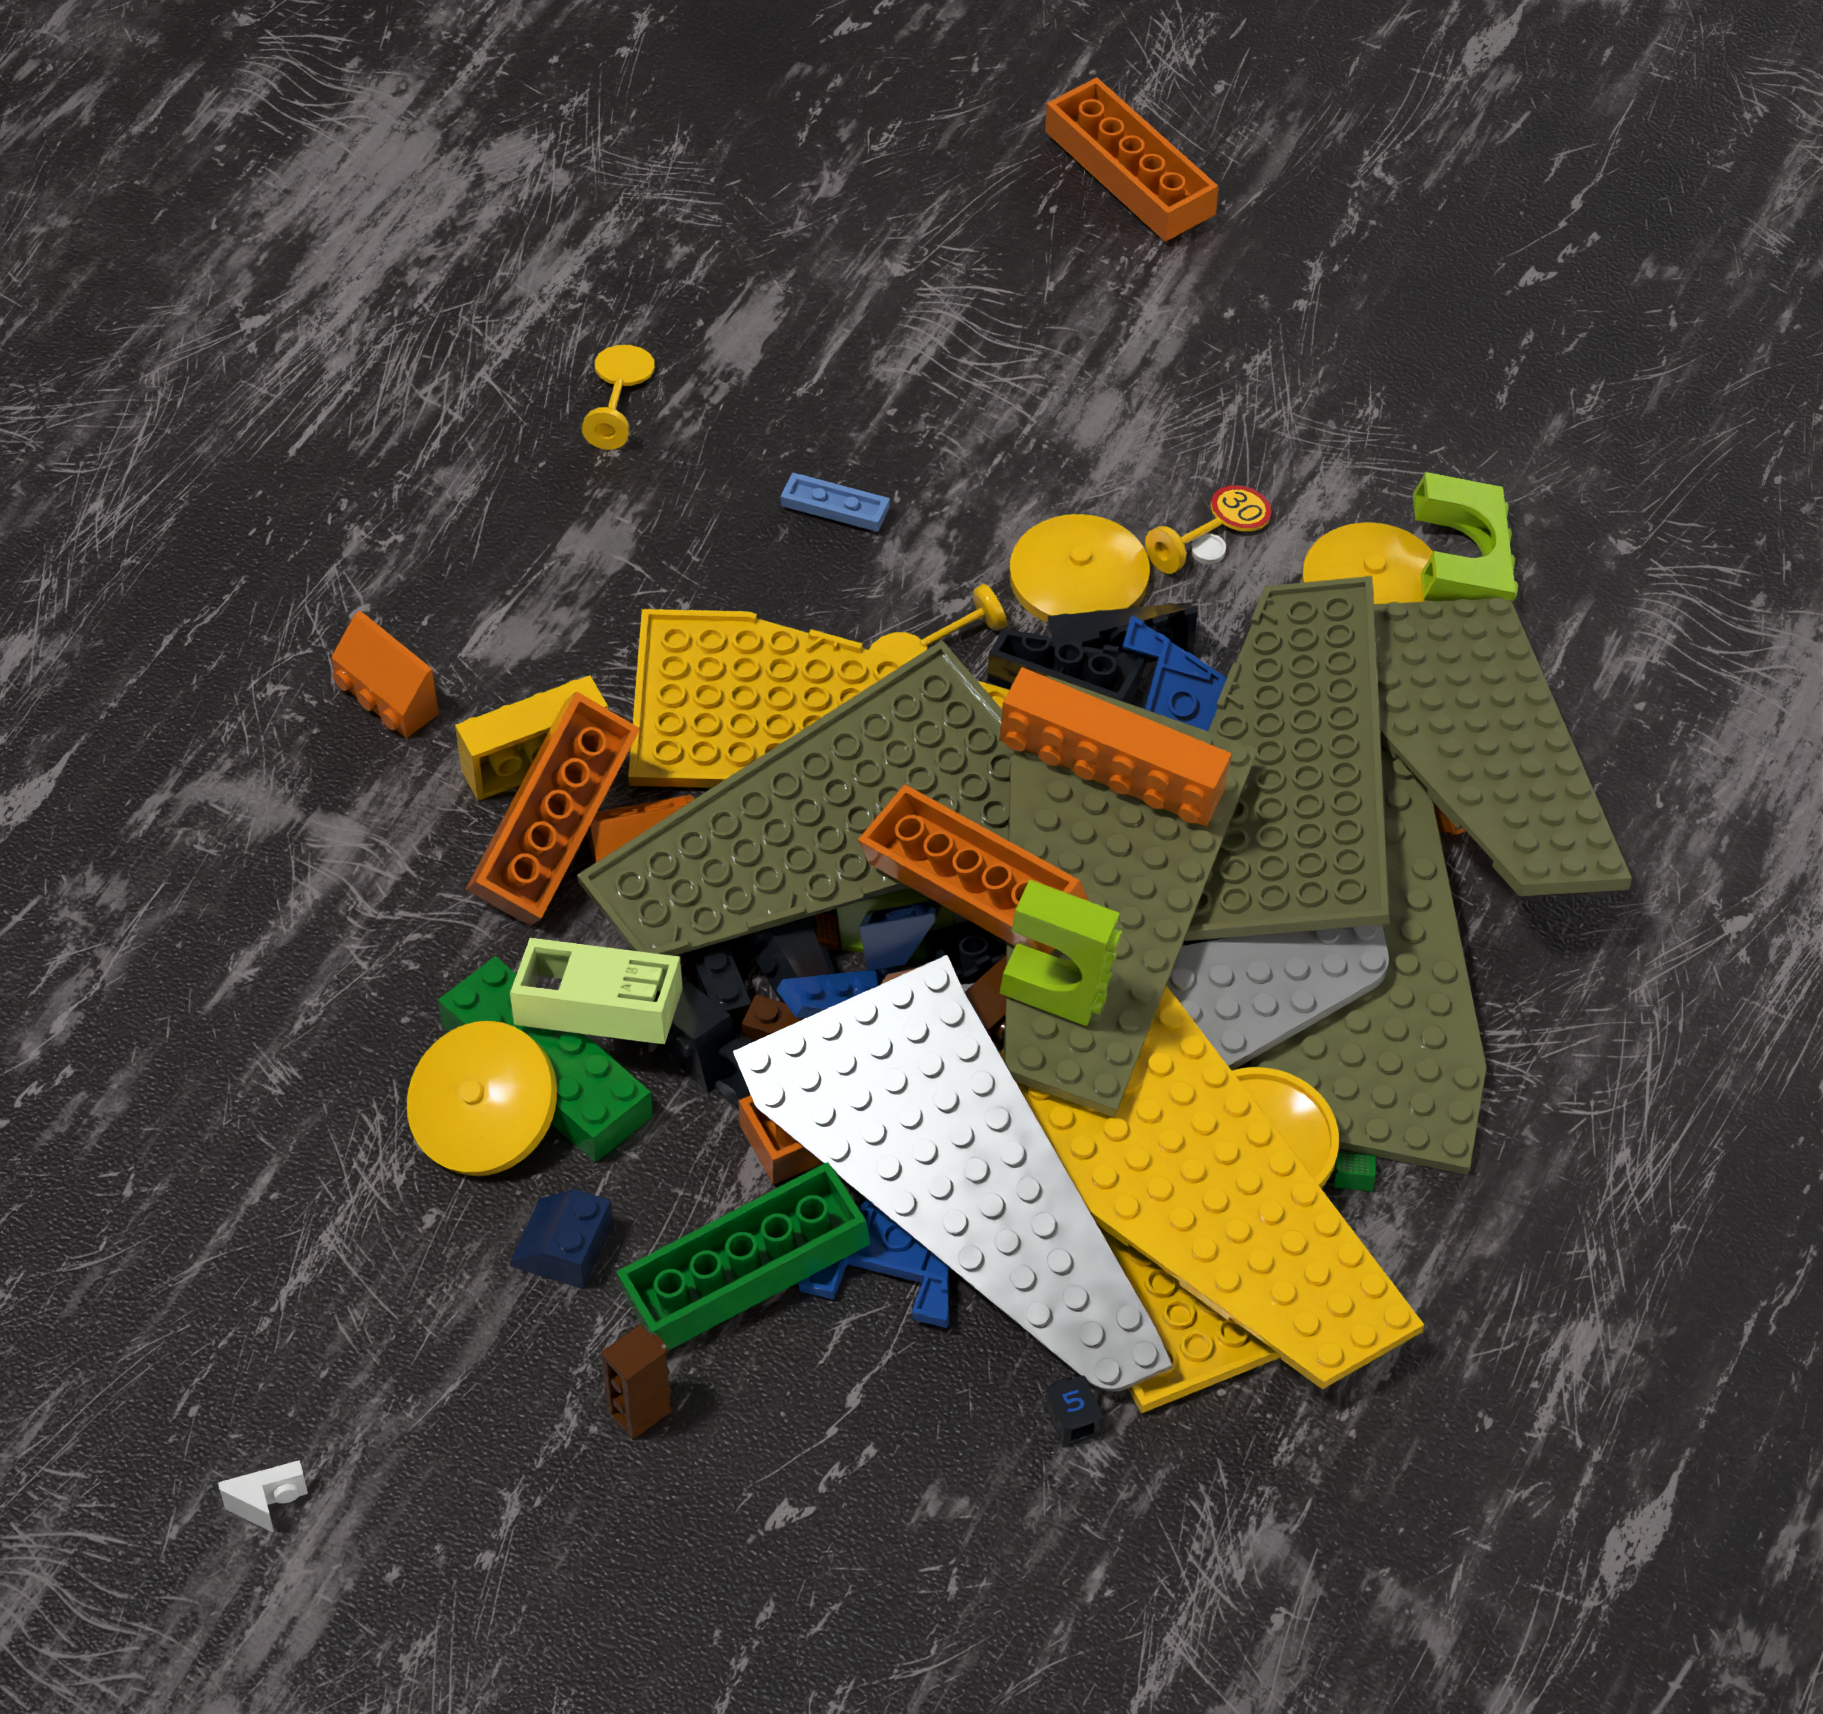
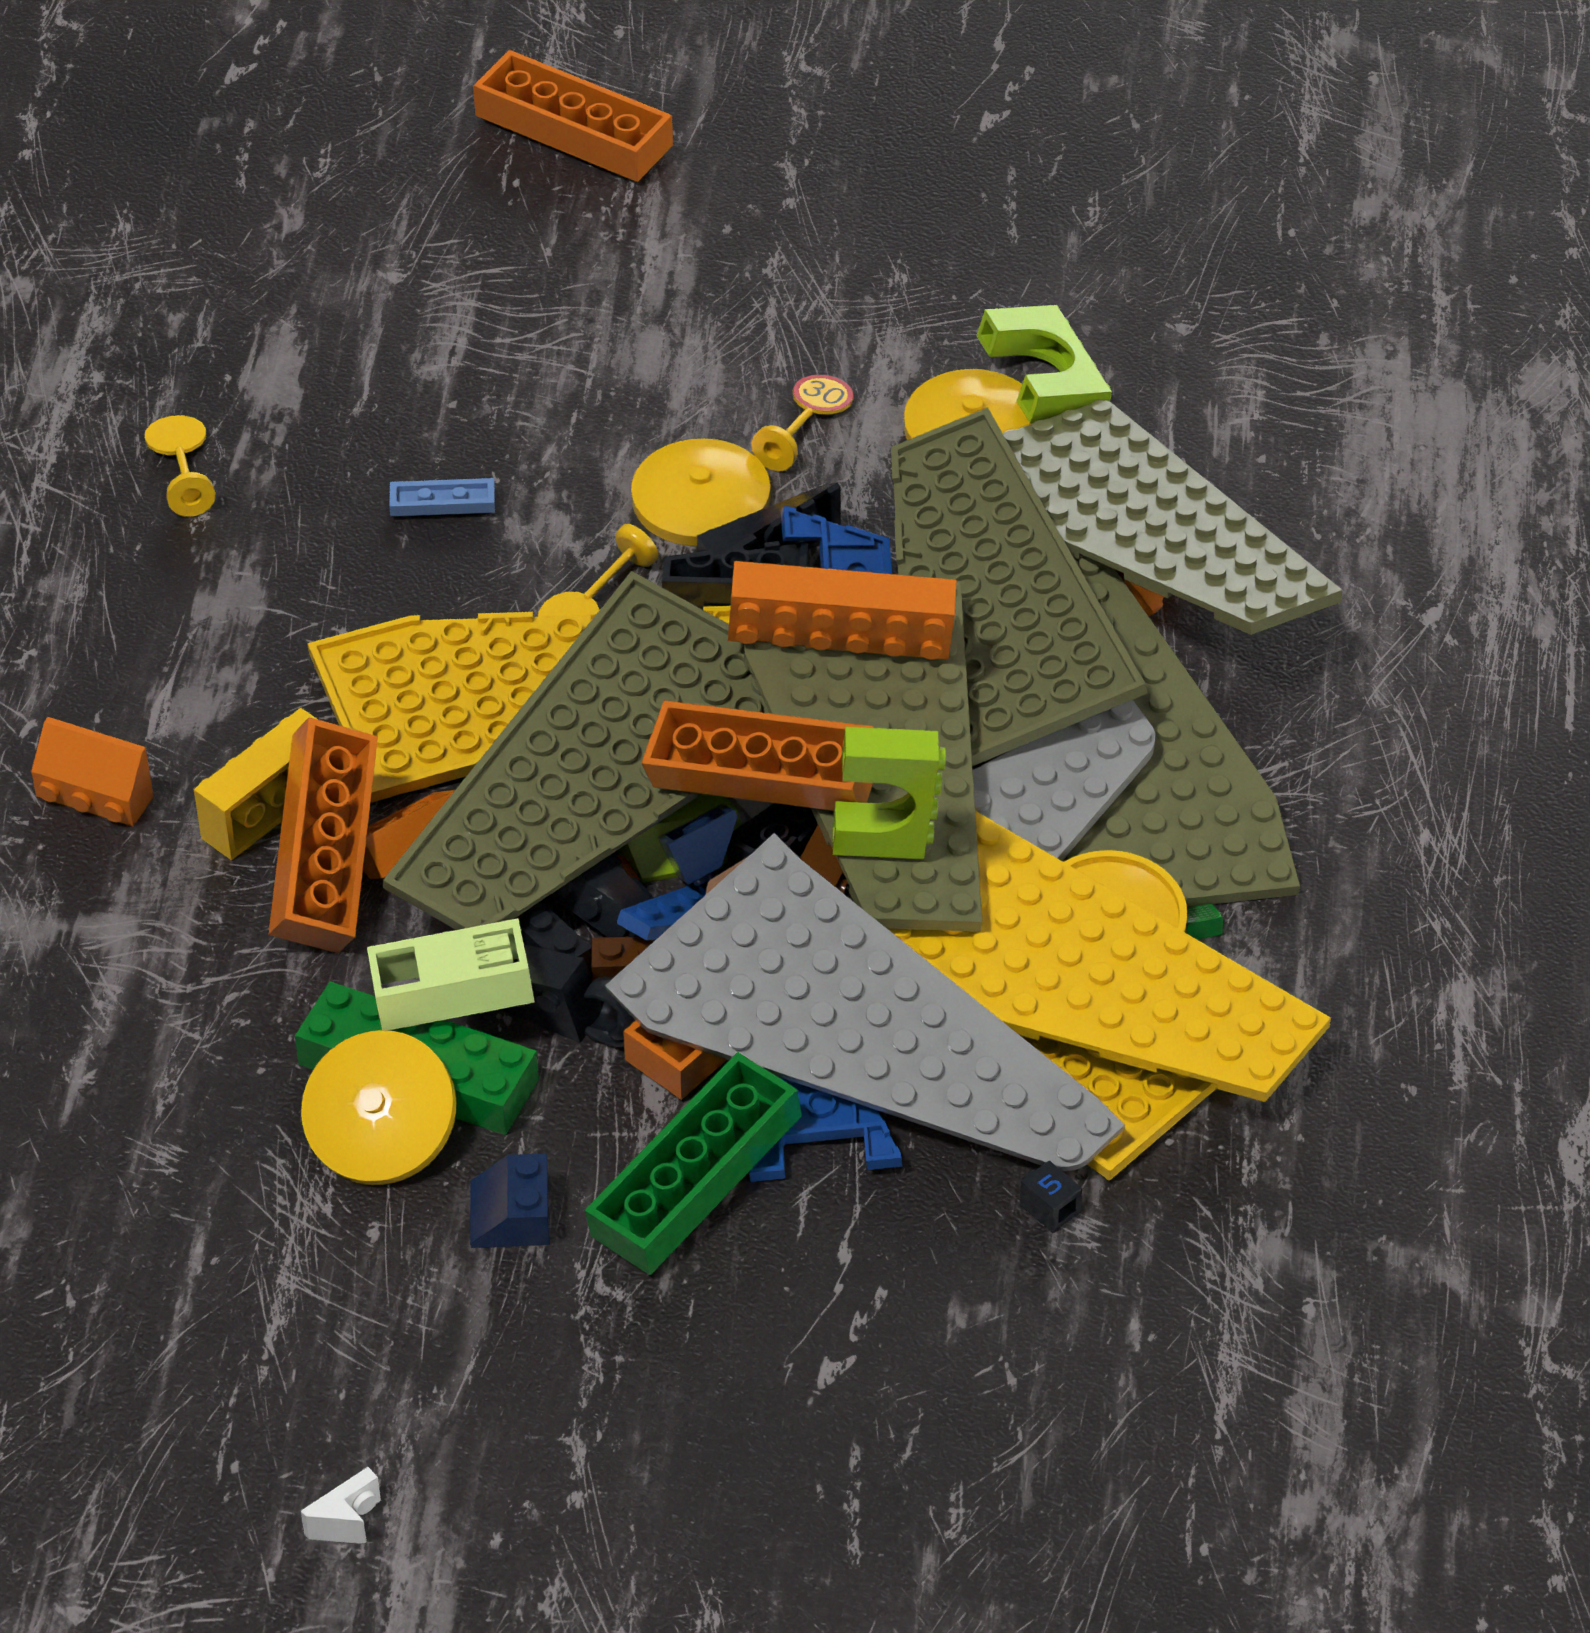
camera: 20 degrees left, 5 degrees down
(636, 1381) = (652, 1294): reddish brown brick -> none
(1208, 549) = (810, 438): white piece -> none

